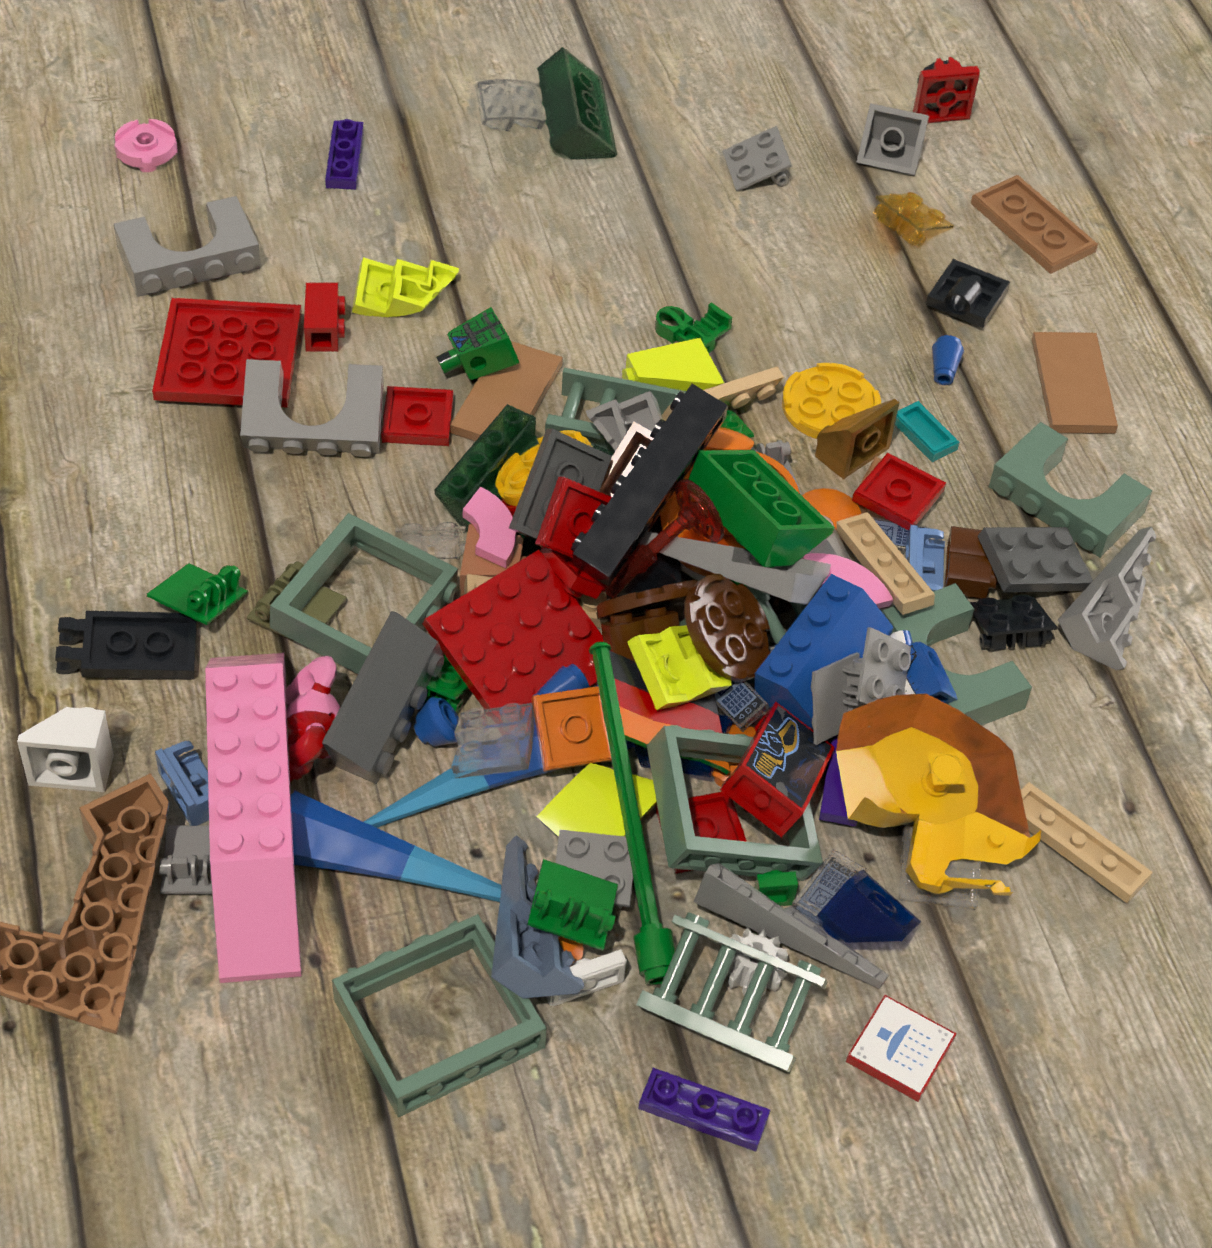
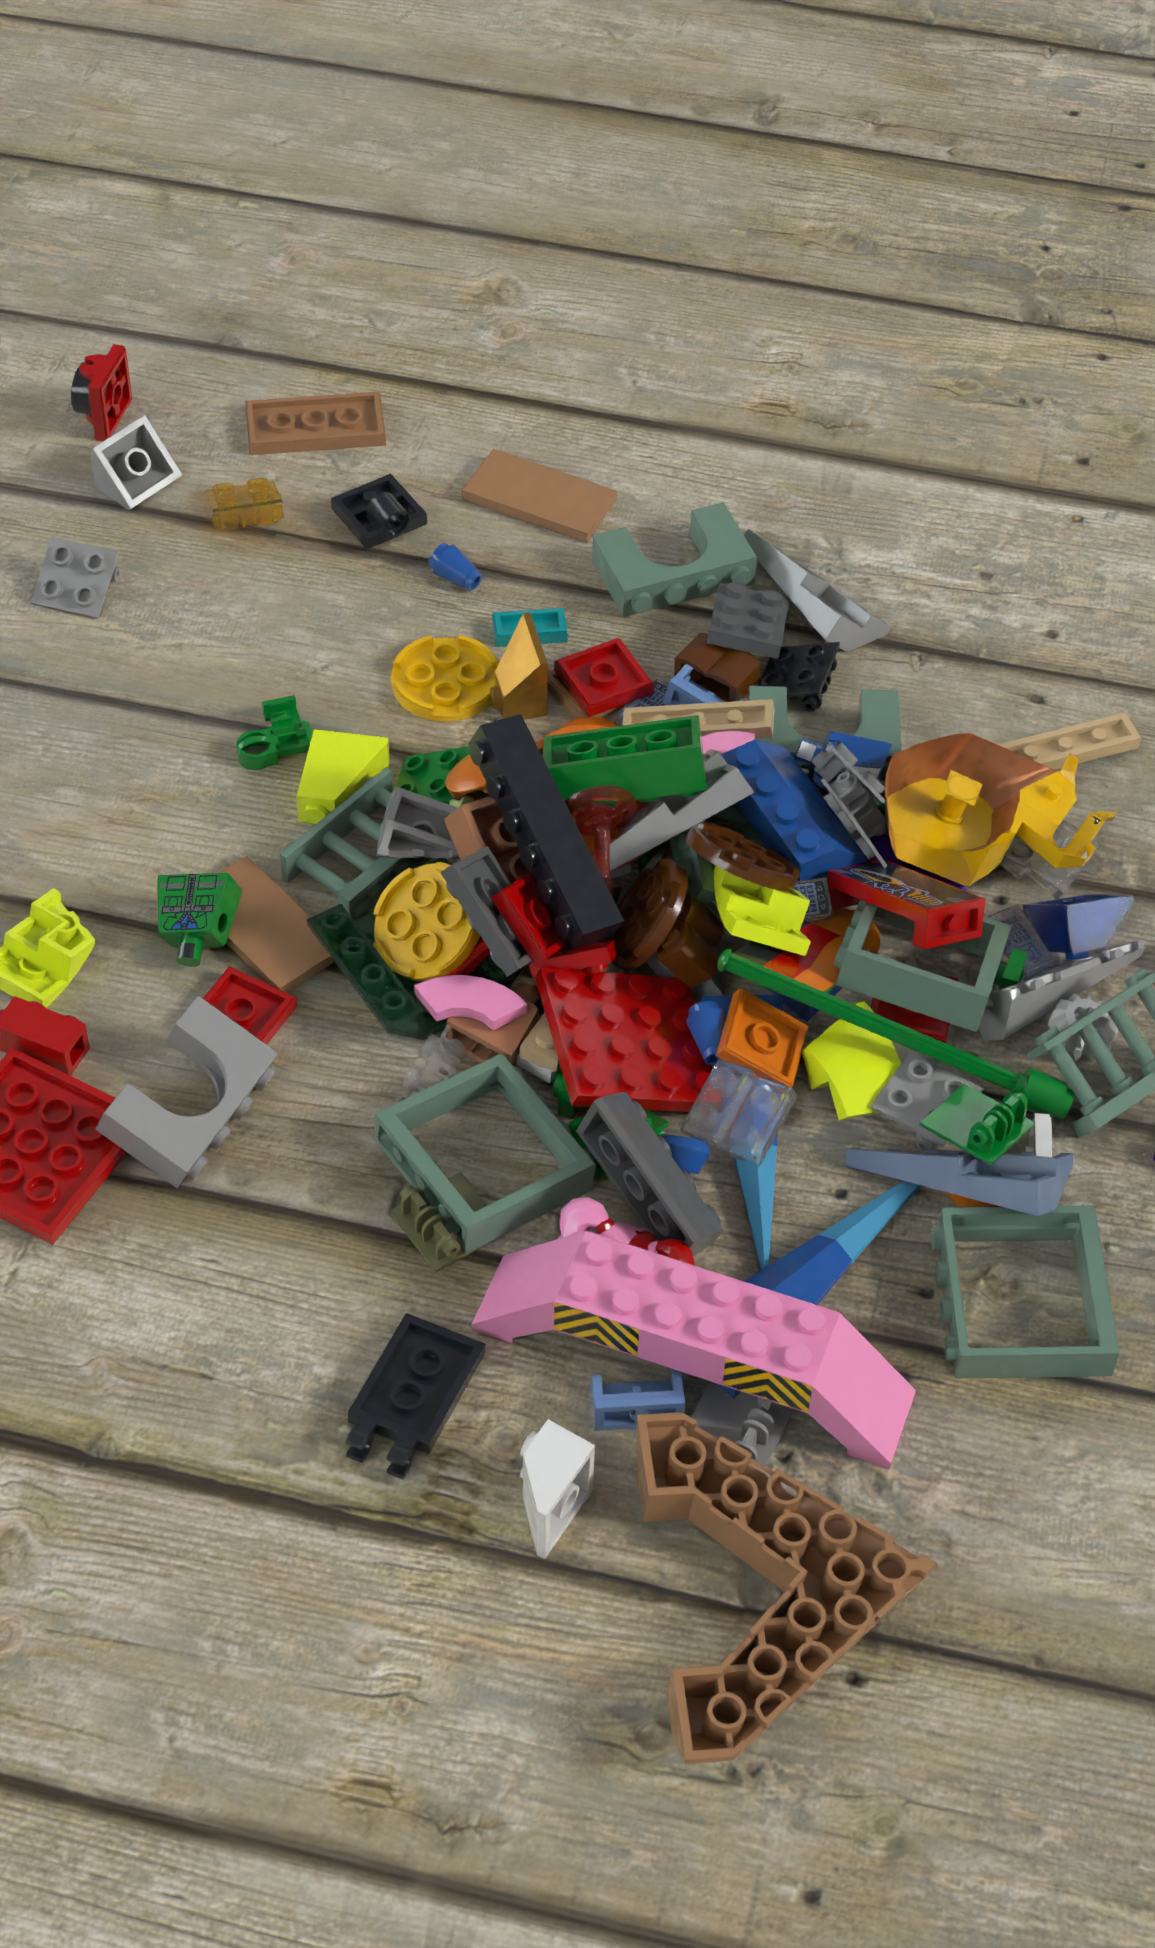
camera: 60 degrees left, 0 degrees up
(199, 592) = (381, 1298): green hinge -> none
(742, 390) = (403, 743): tan plate -> none

